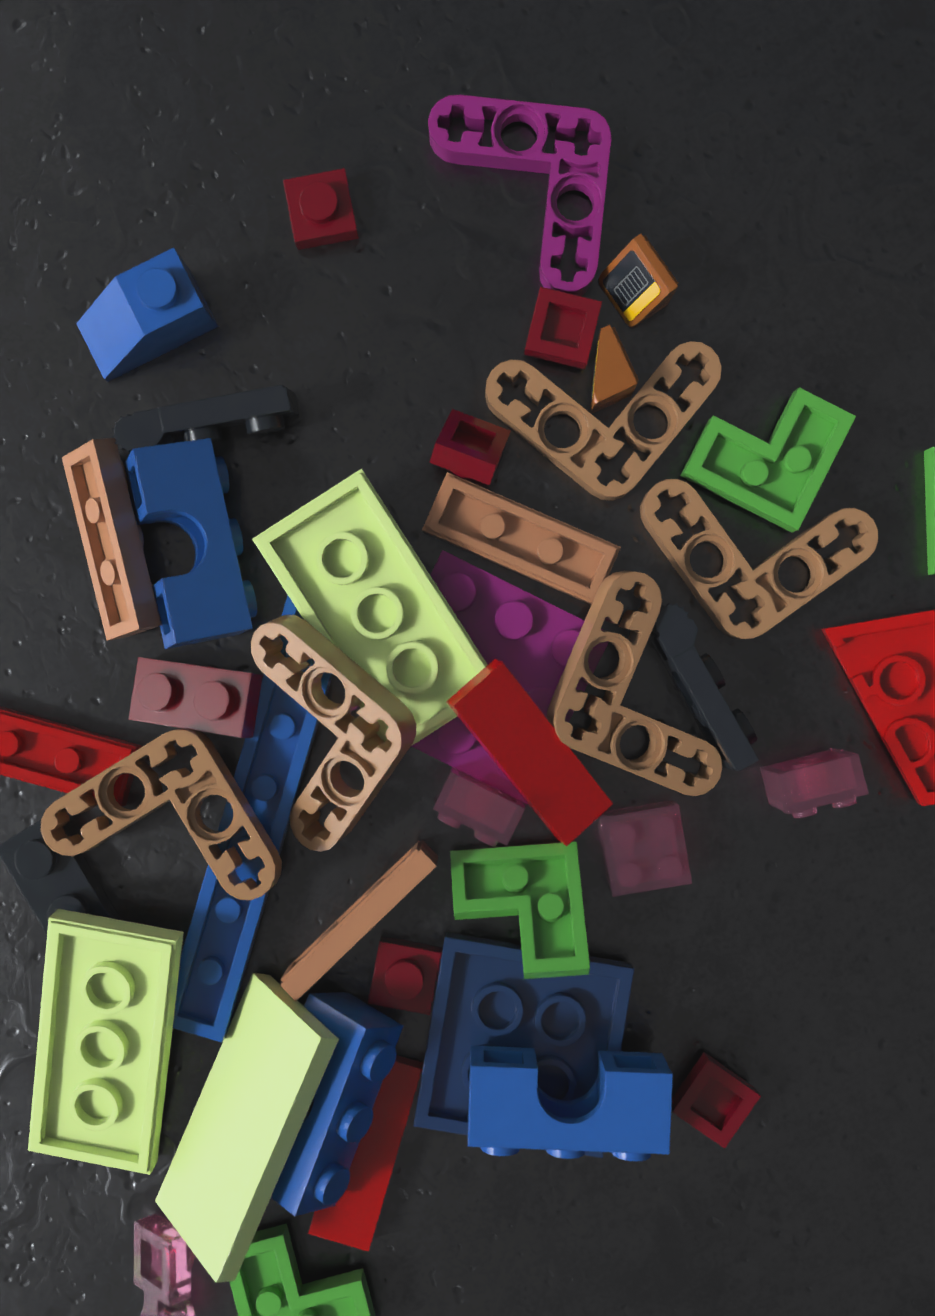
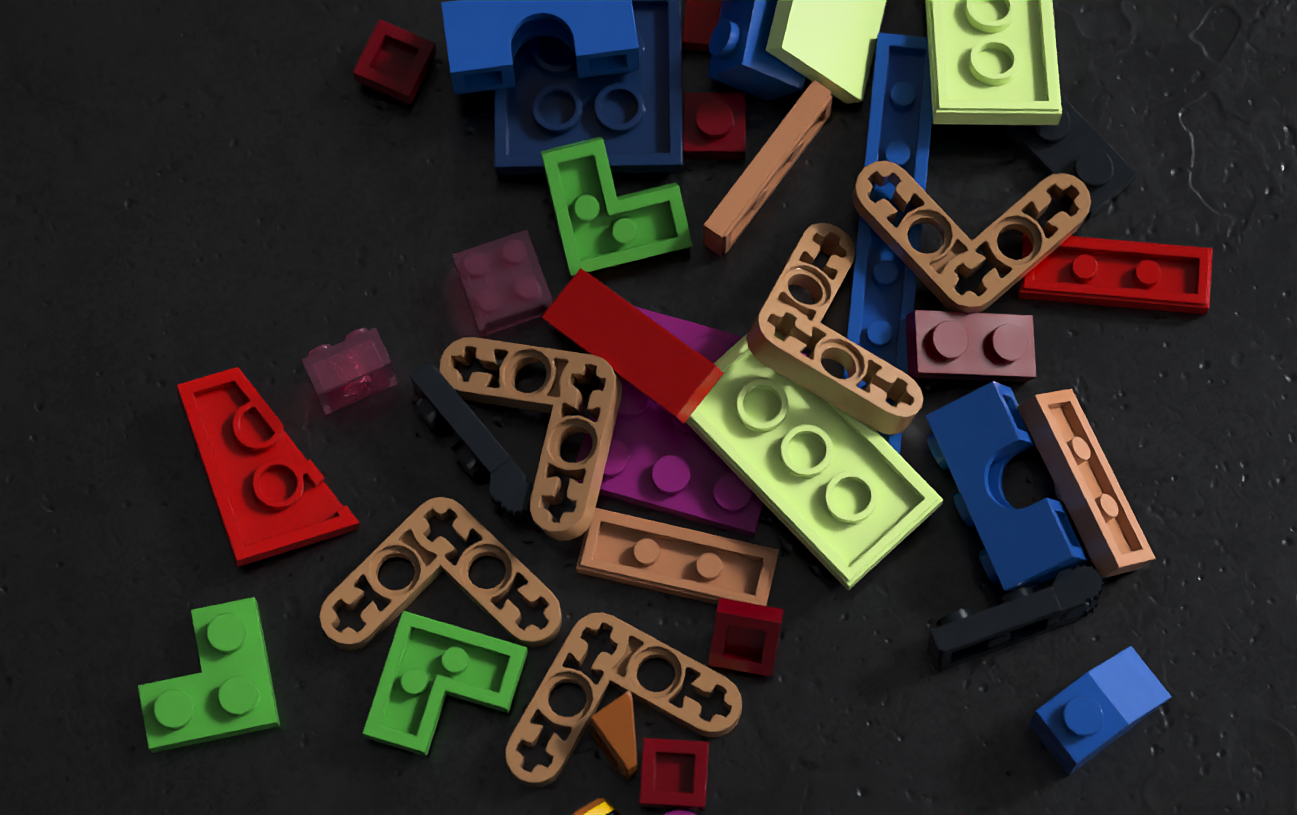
camera: 170 degrees right, 15 degrees down
(479, 807) = (674, 288): clear pink piece -> none

